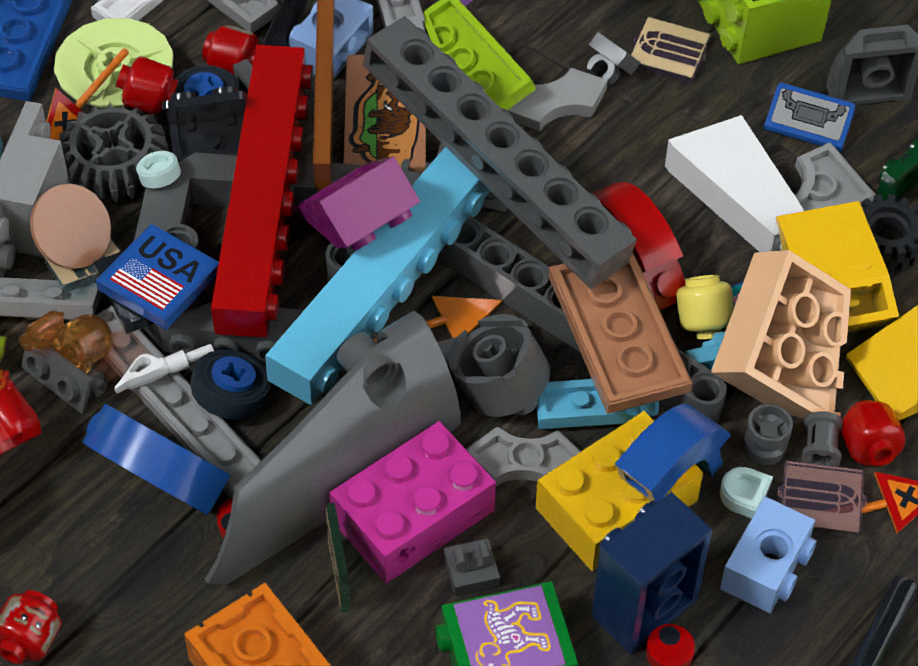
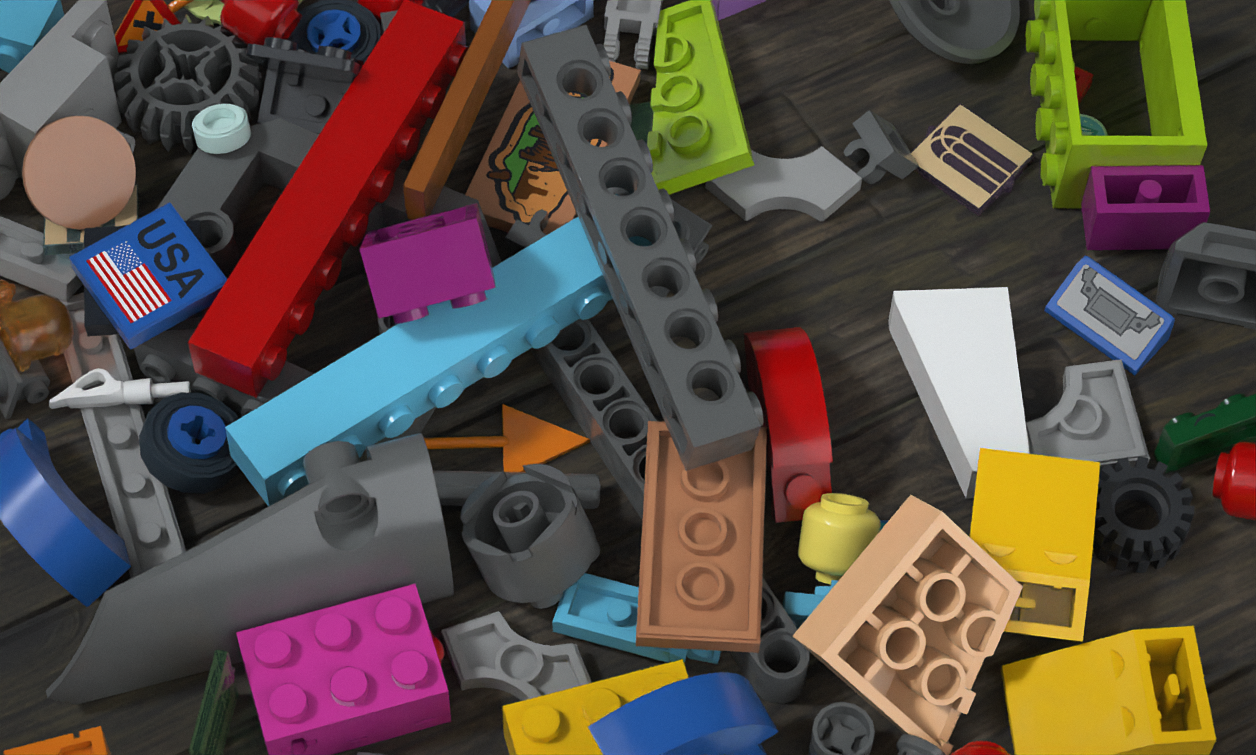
camera: 20 degrees right, 5 degrees up
(802, 41) = (1142, 205): none -> magenta brick

